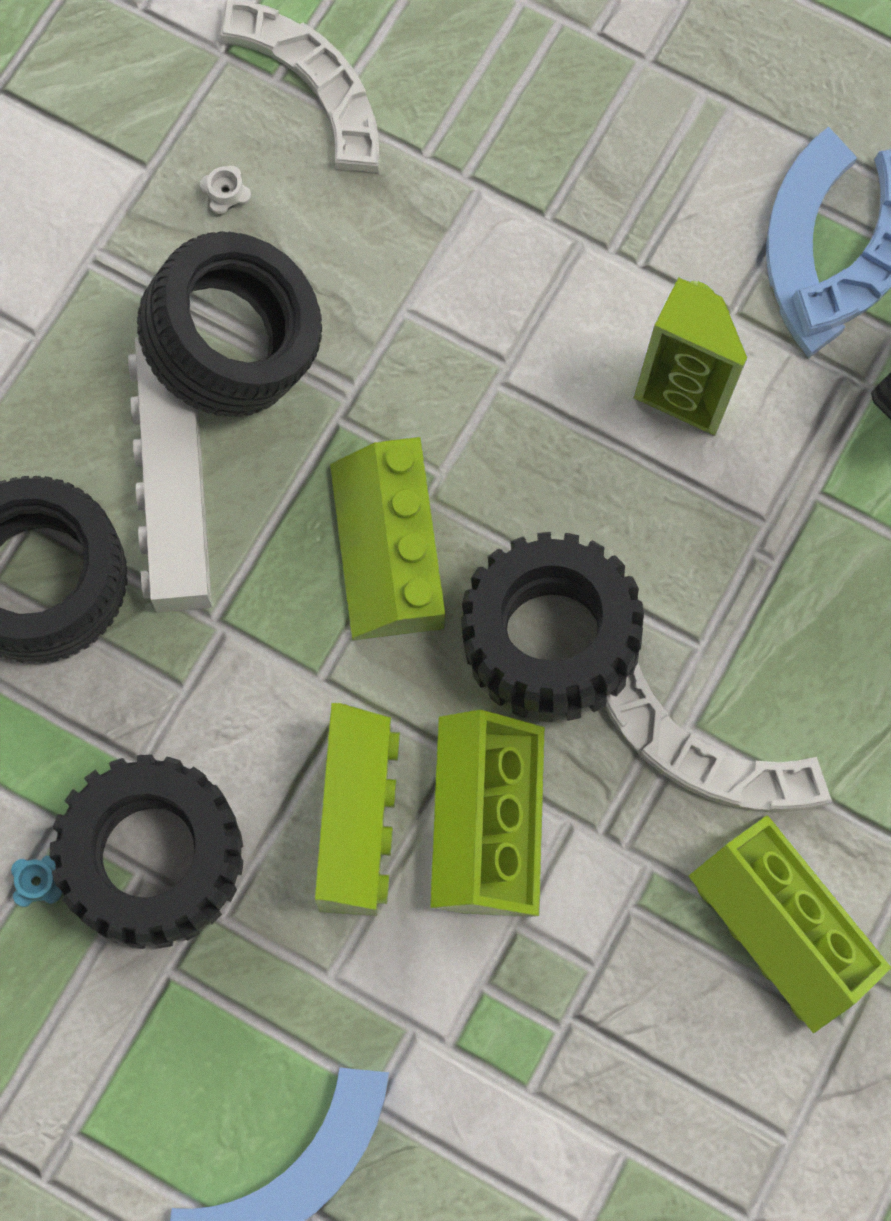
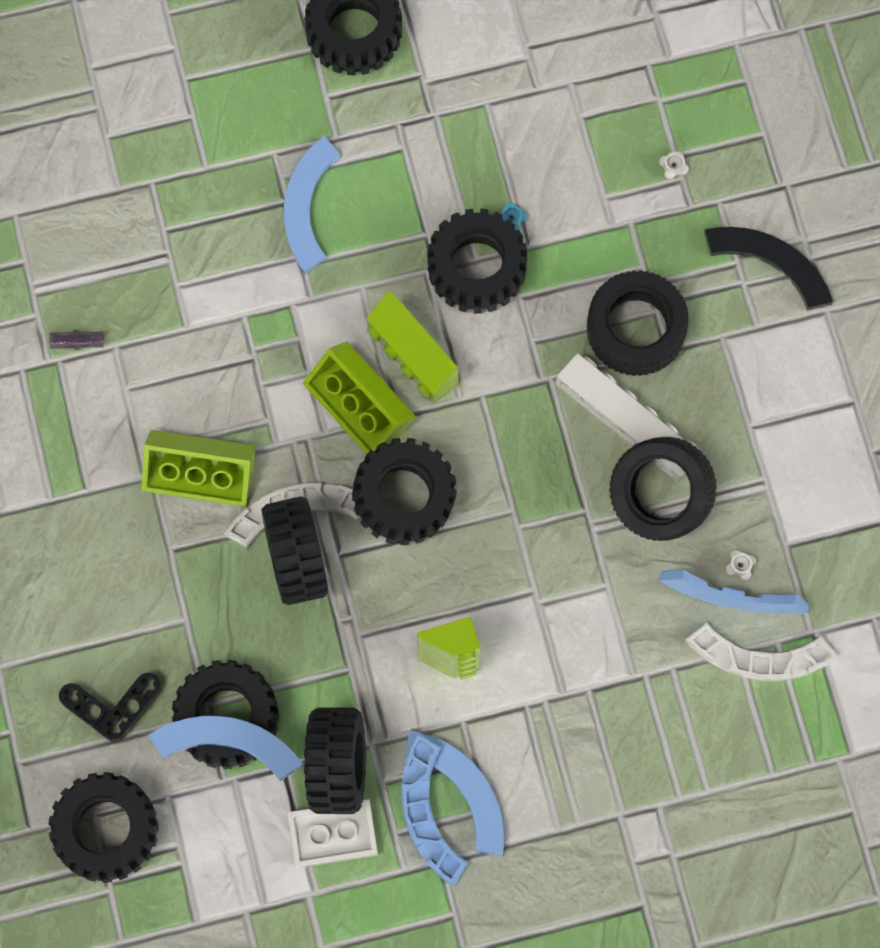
camera: 140 degrees right, 0 degrees up
(279, 160) = (727, 597): none -> light blue tile
(387, 540) = (508, 473): lime slope -> none
(778, 661) = (294, 550): none -> black tyre

